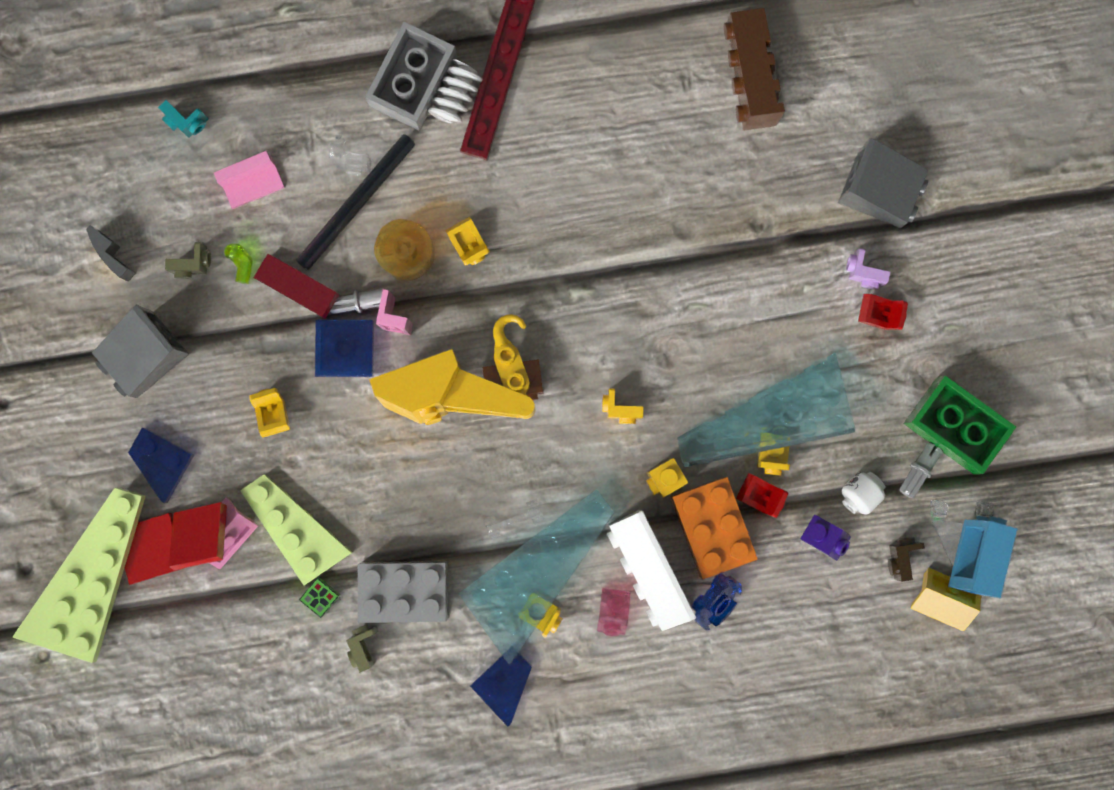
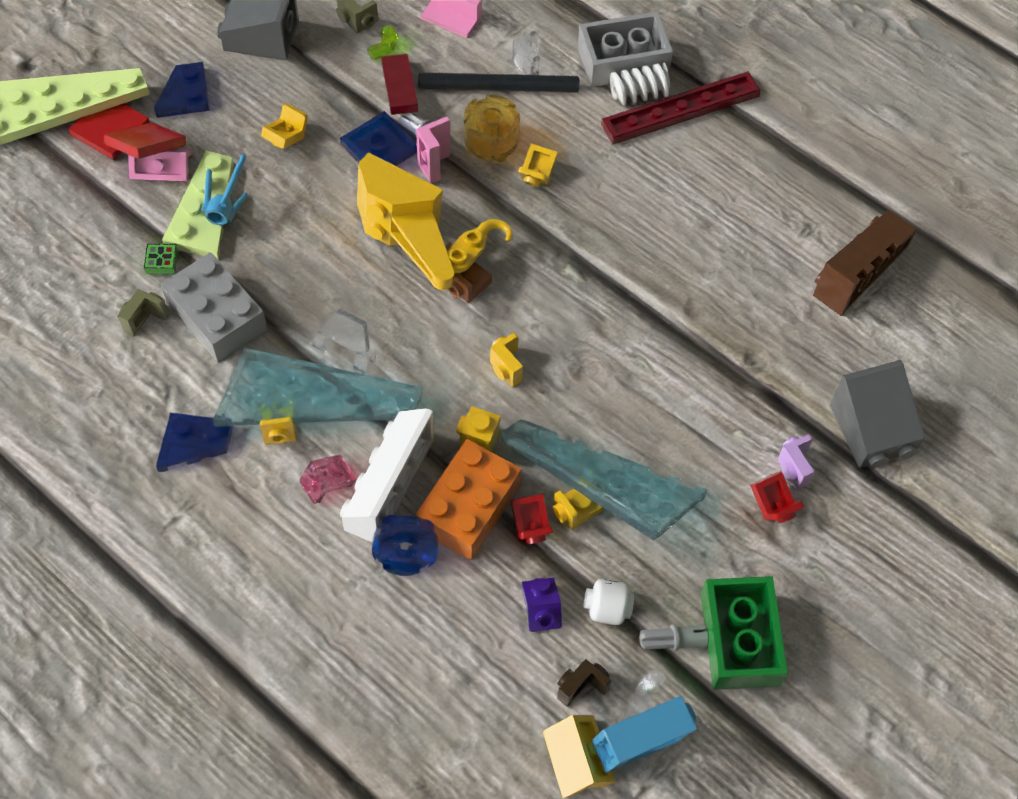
camera: 45 degrees right, 25 degrees down
(314, 523) = (219, 208): none -> dark azure plant

